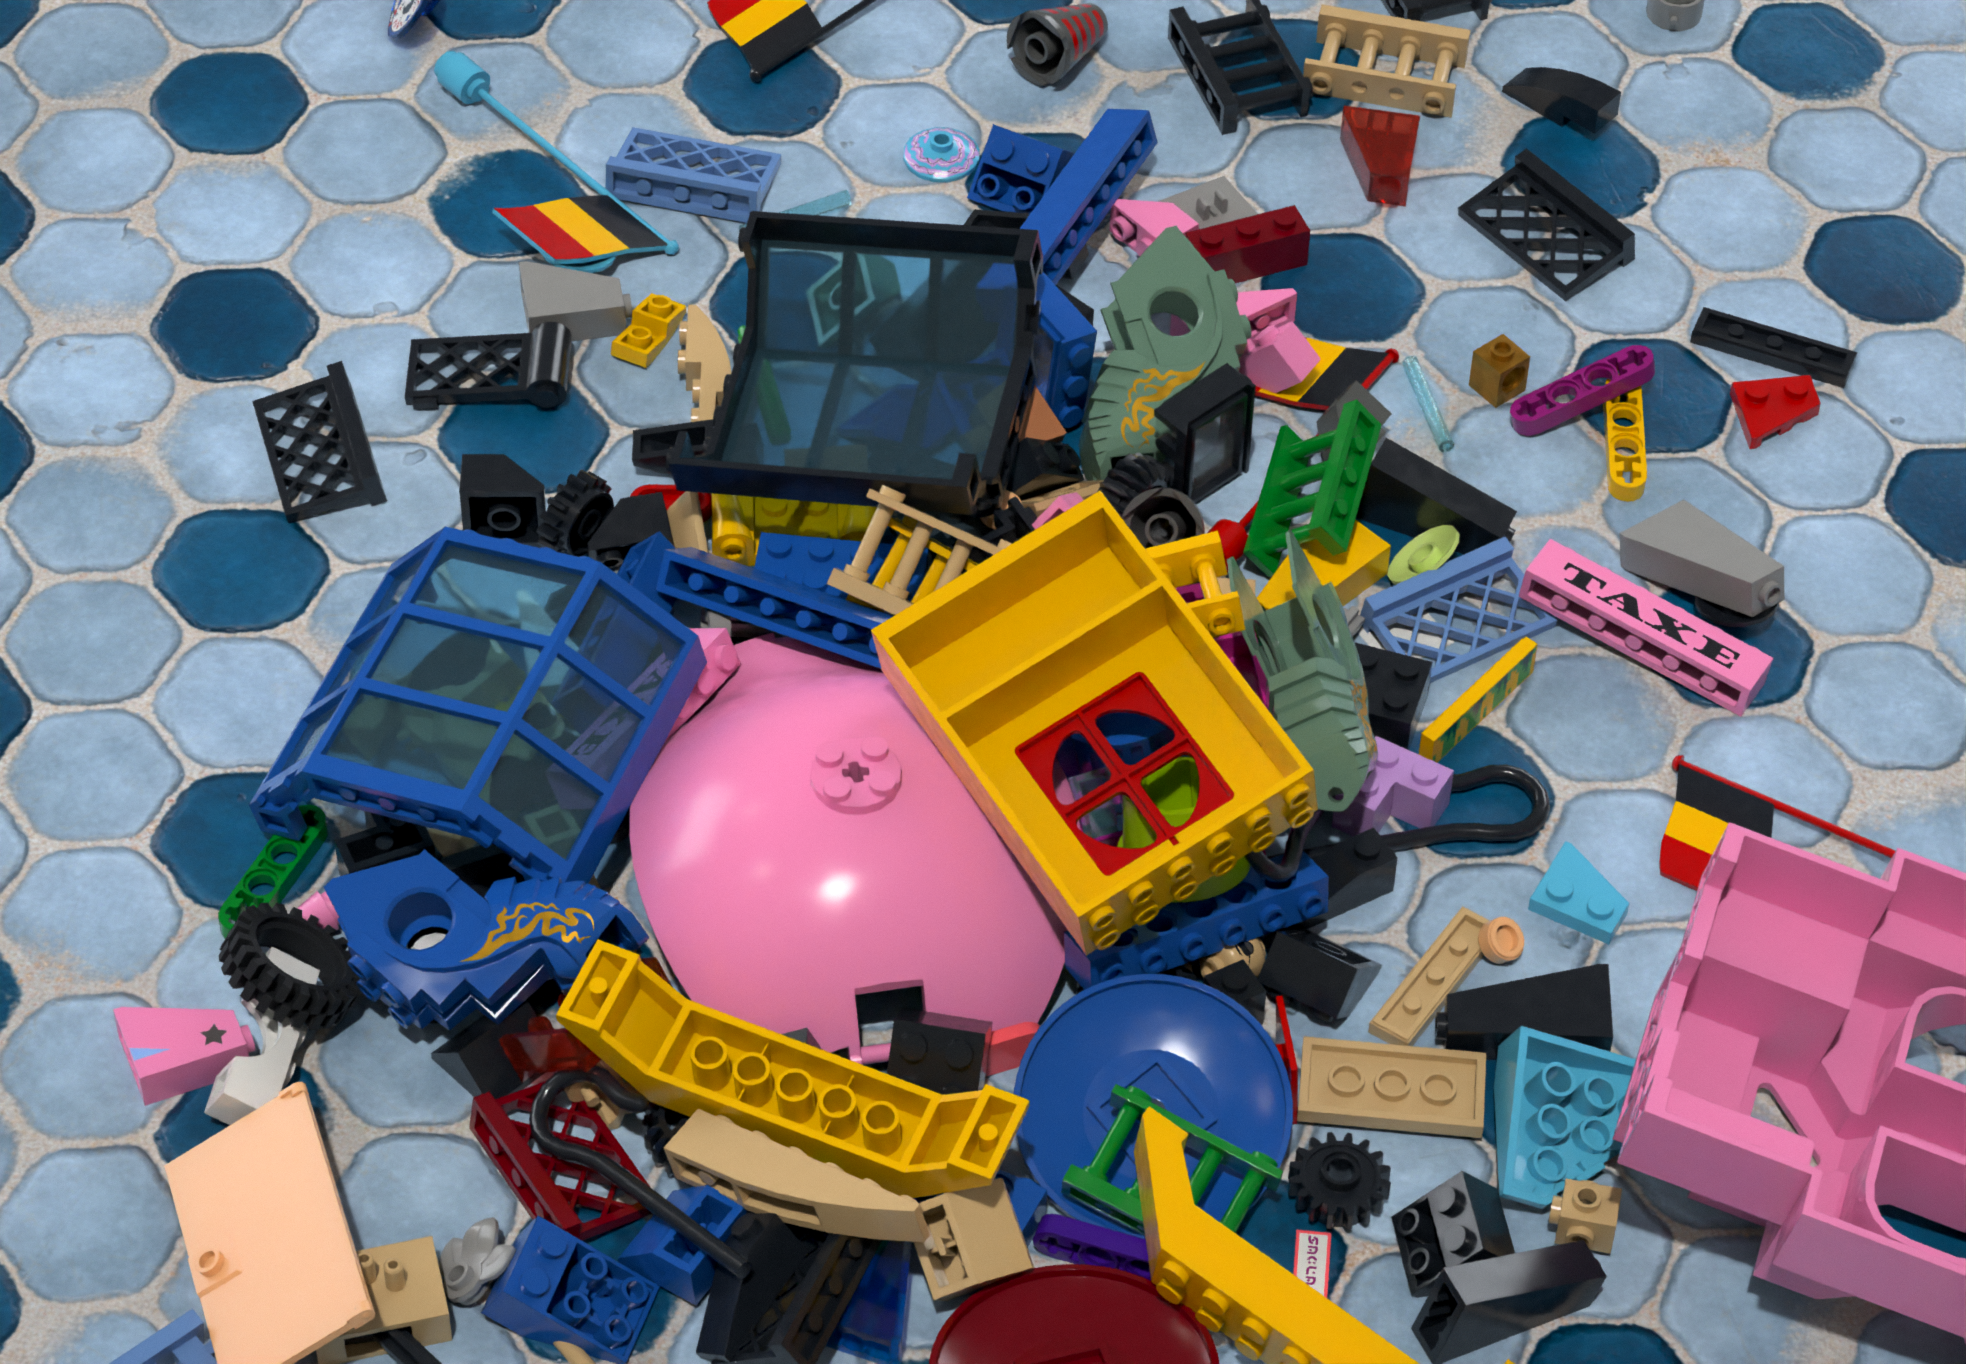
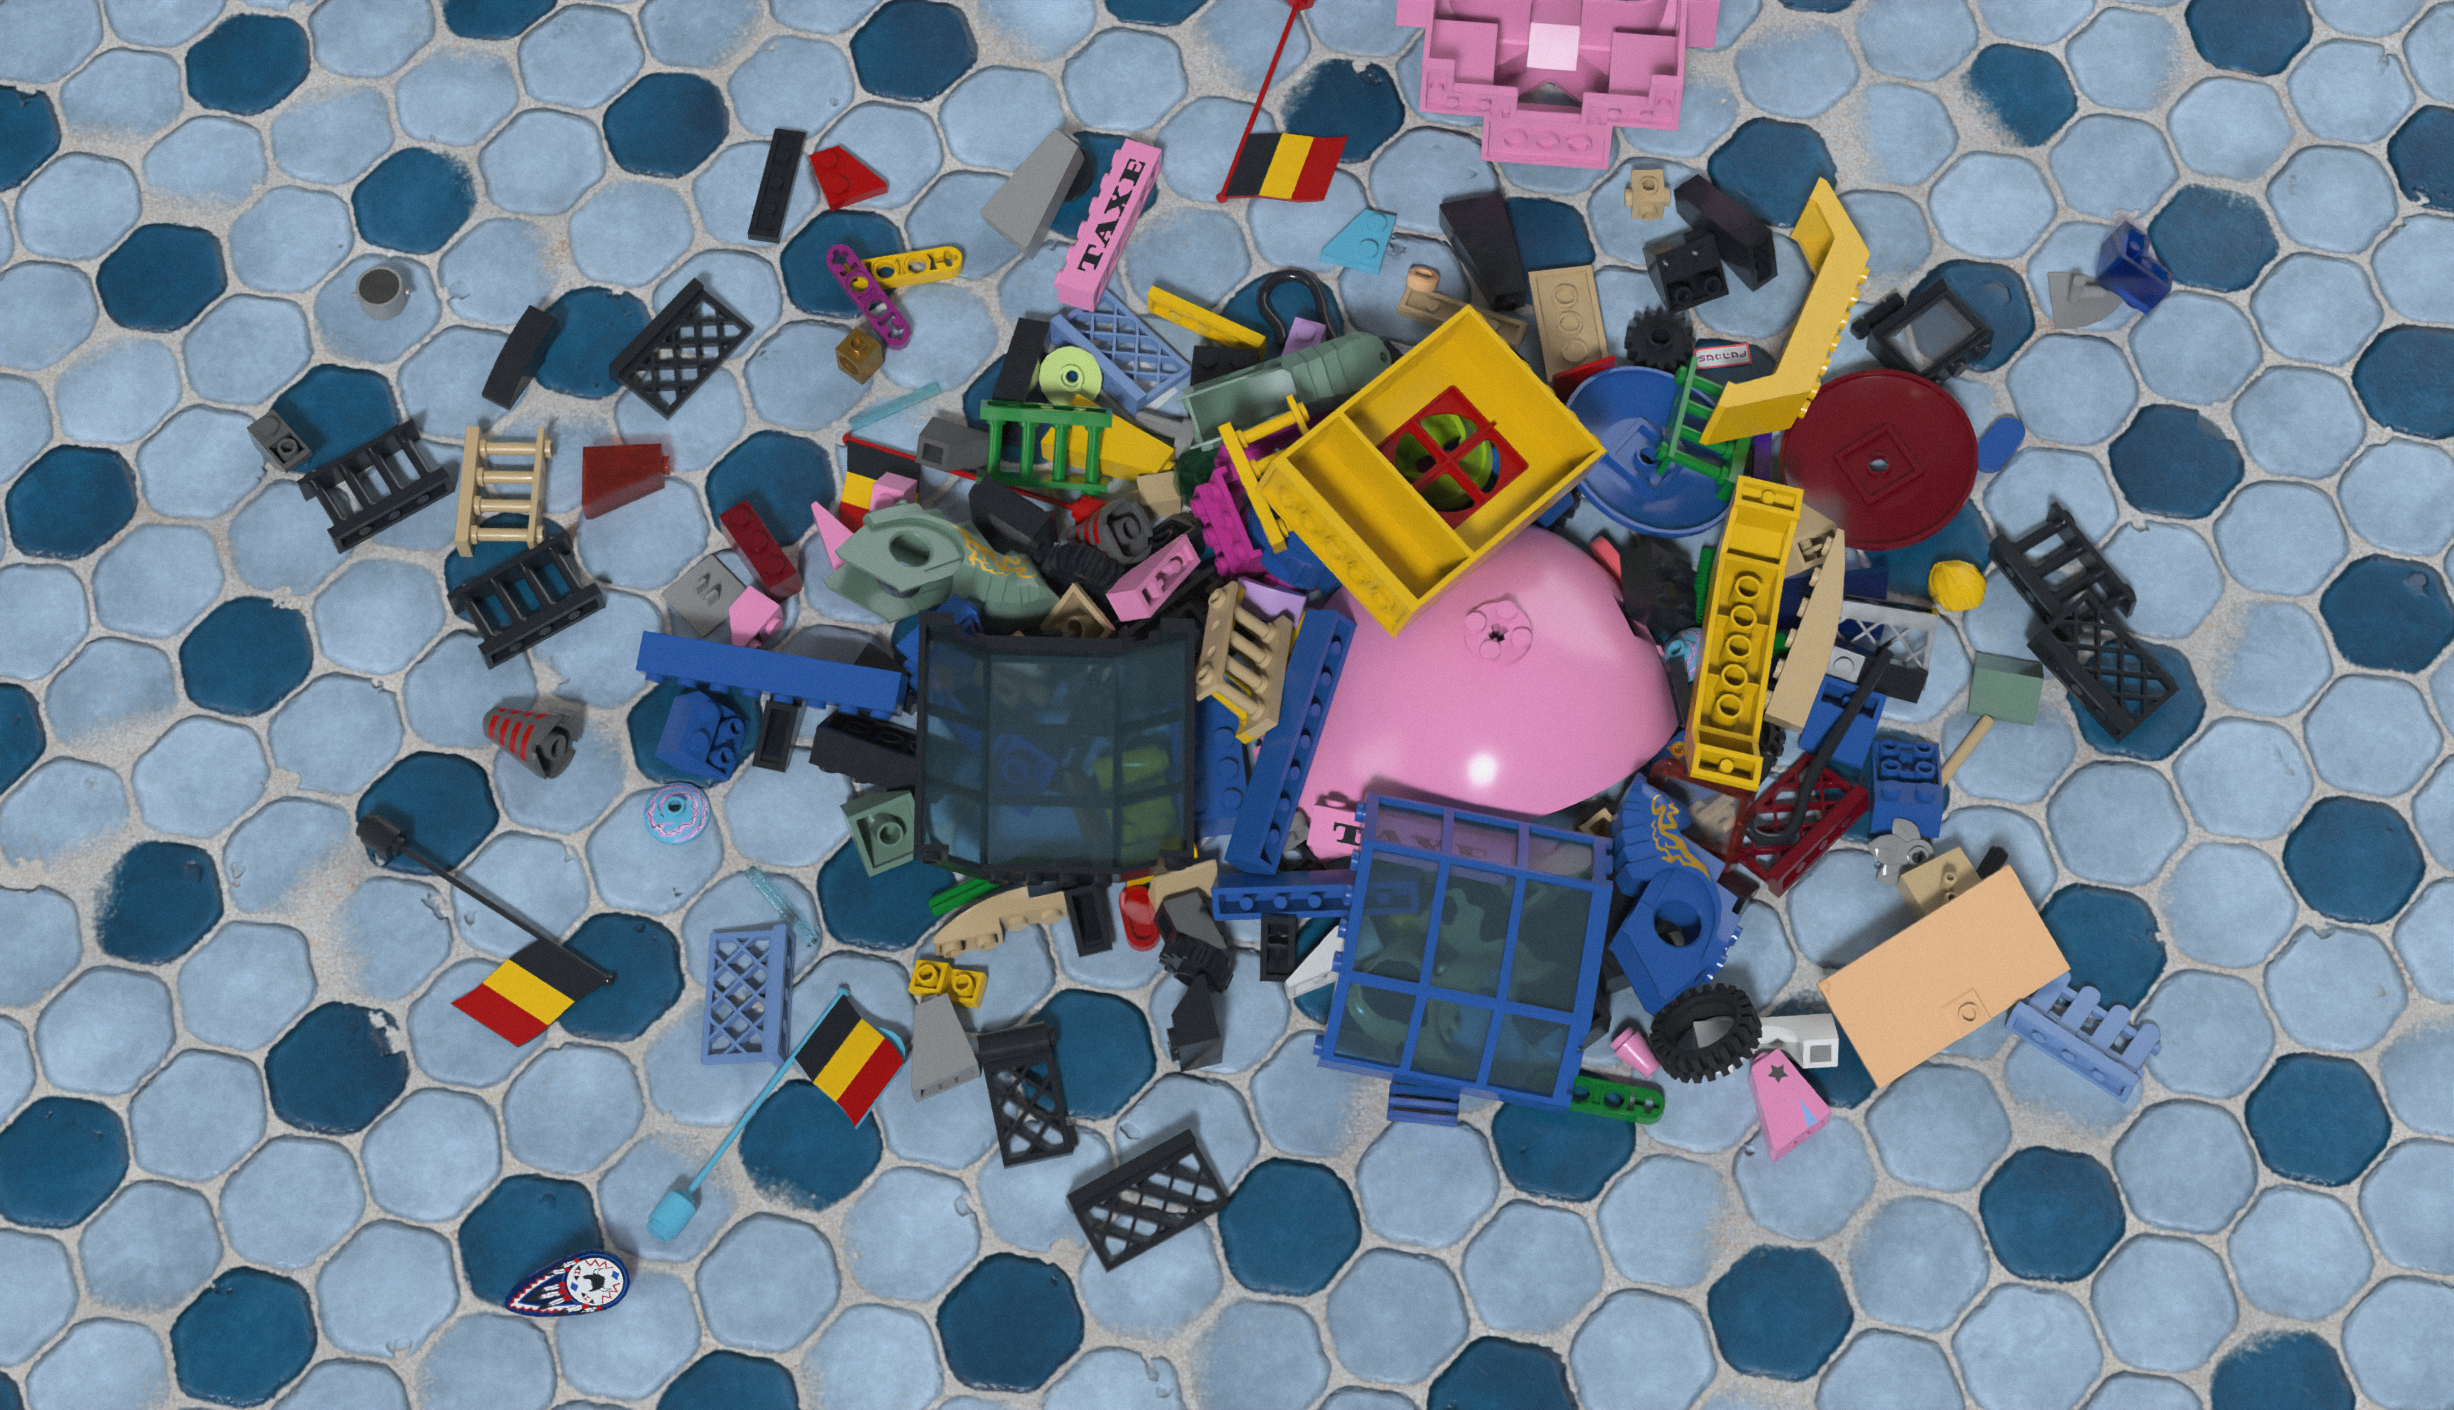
camera: 100 degrees left, 15 degrees up
(1554, 1113) = (1561, 225): medium azure slope -> none

